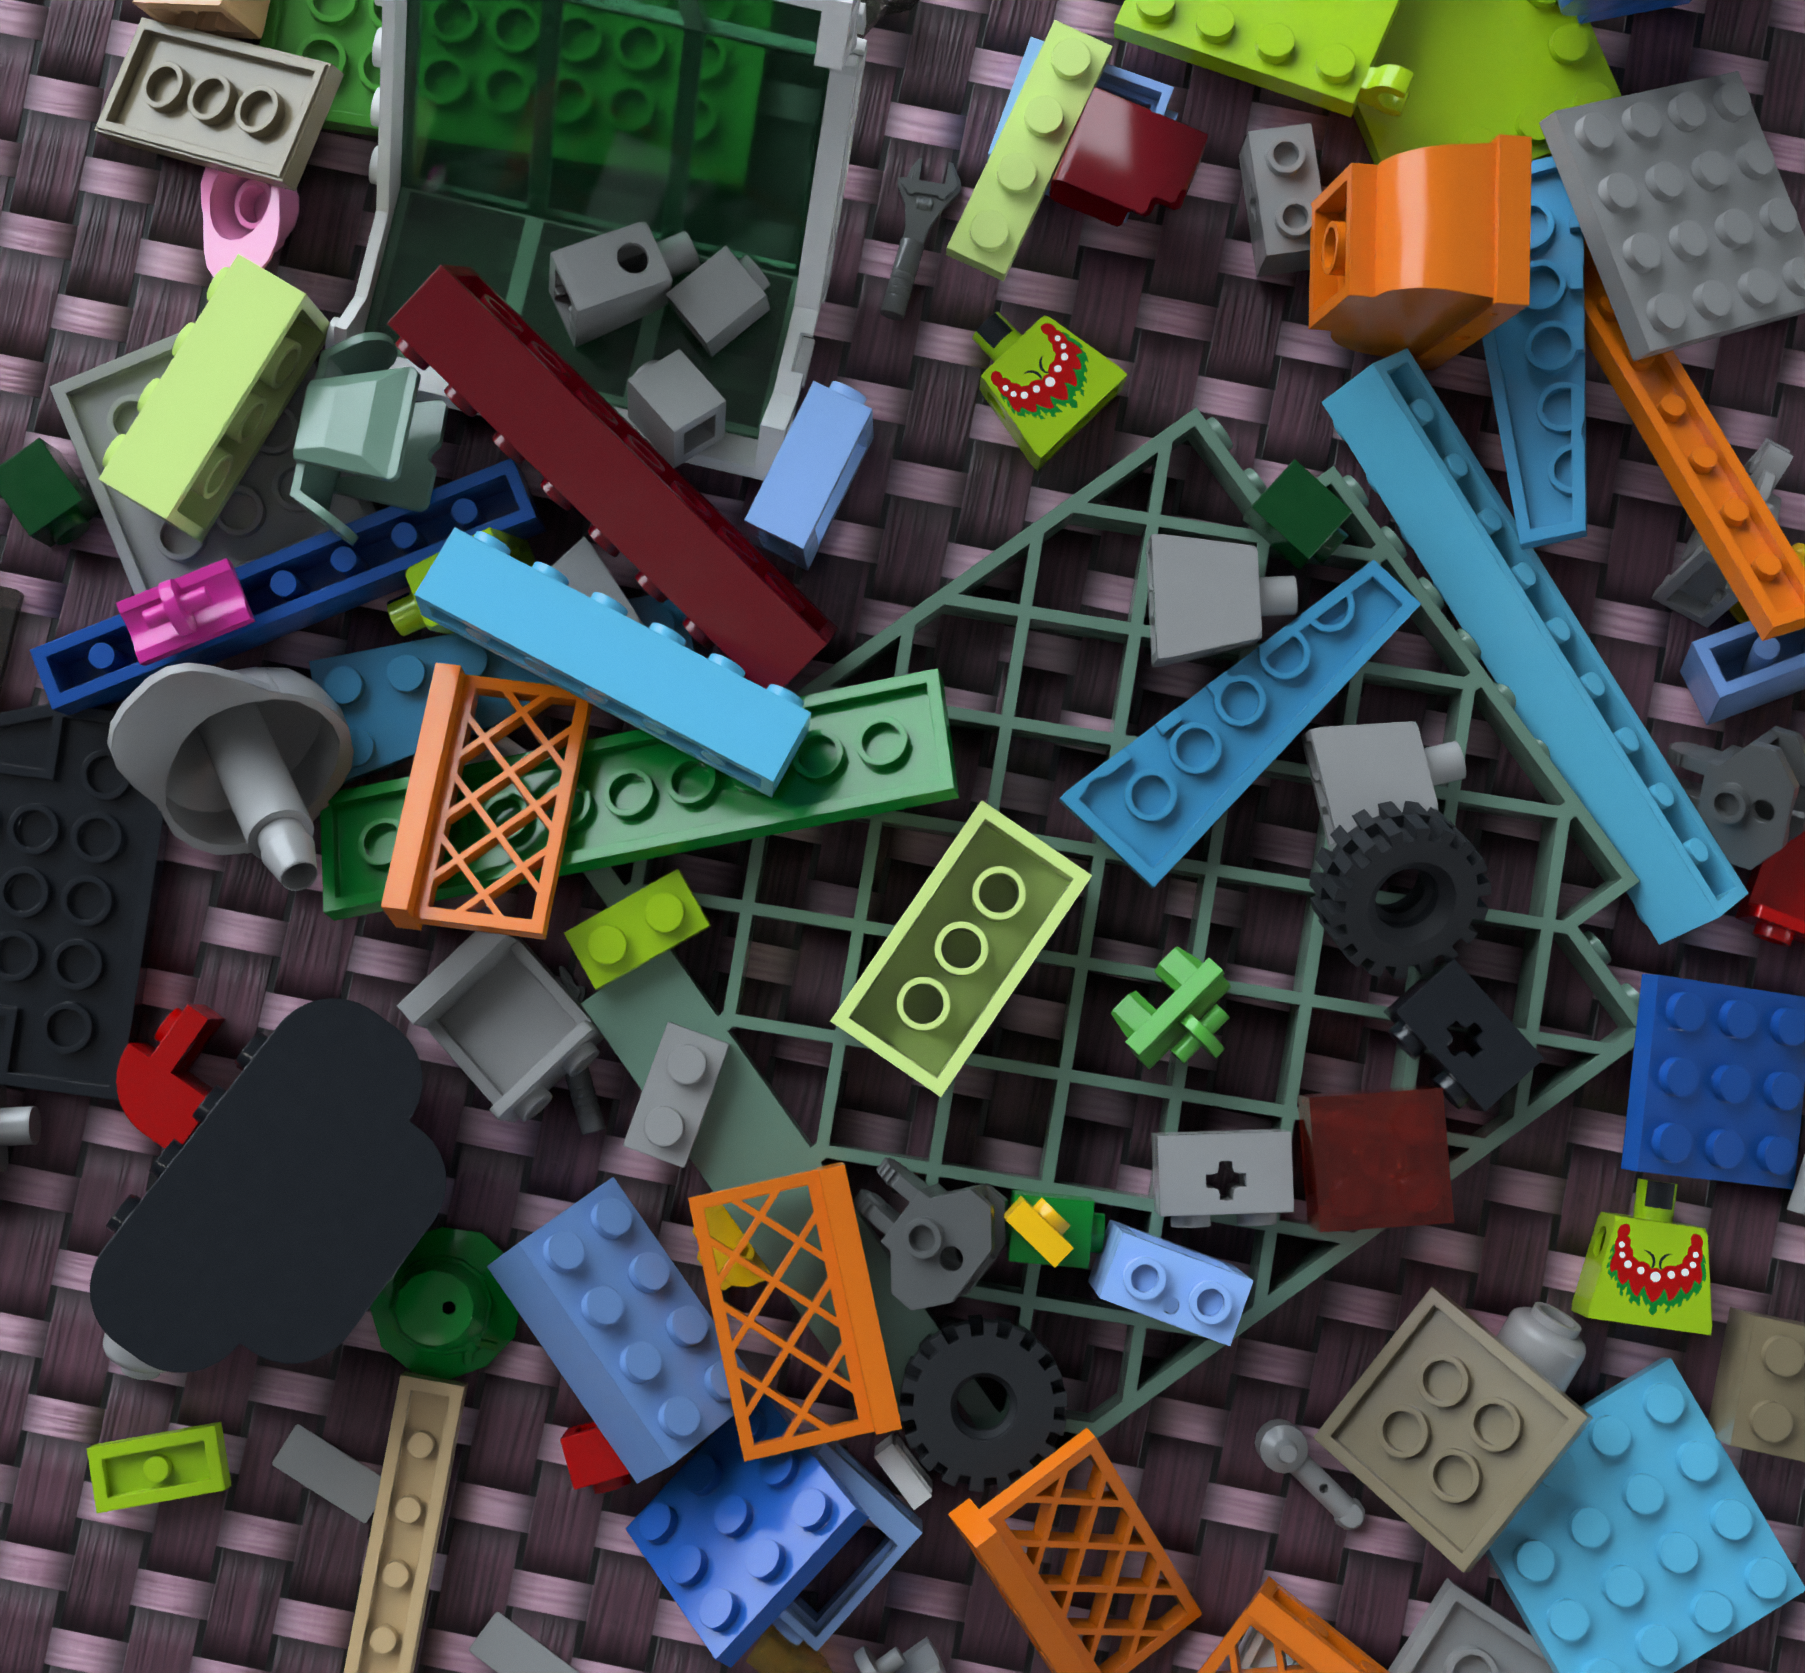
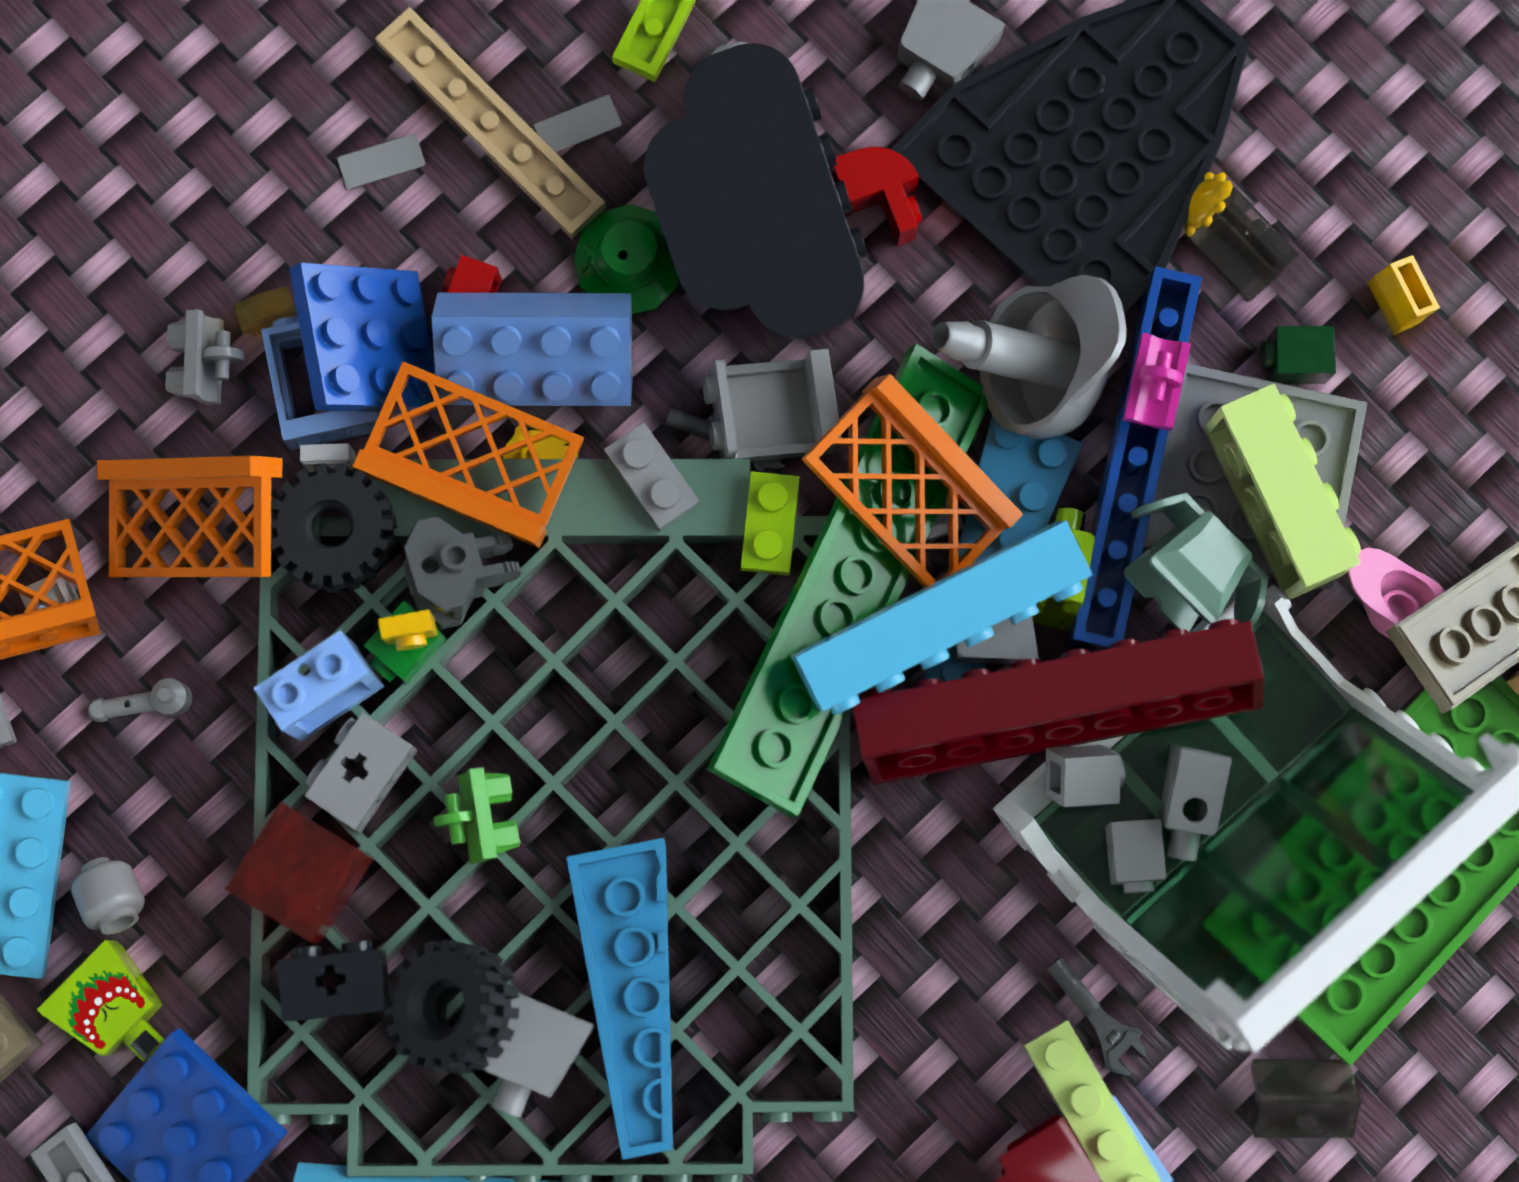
camera: 120 degrees right, 5 degrees down
(811, 473) = (982, 832): light blue window -> none
(961, 948) = (614, 707): yellowish green brick -> none
(1044, 383) = (940, 1027): lime torso -> none
(1208, 597) = (722, 1025): light grey torso -> none
(1299, 516) = (733, 1122): dark green brick -> none
(1452, 1429) = (103, 804): dark tan plate -> none

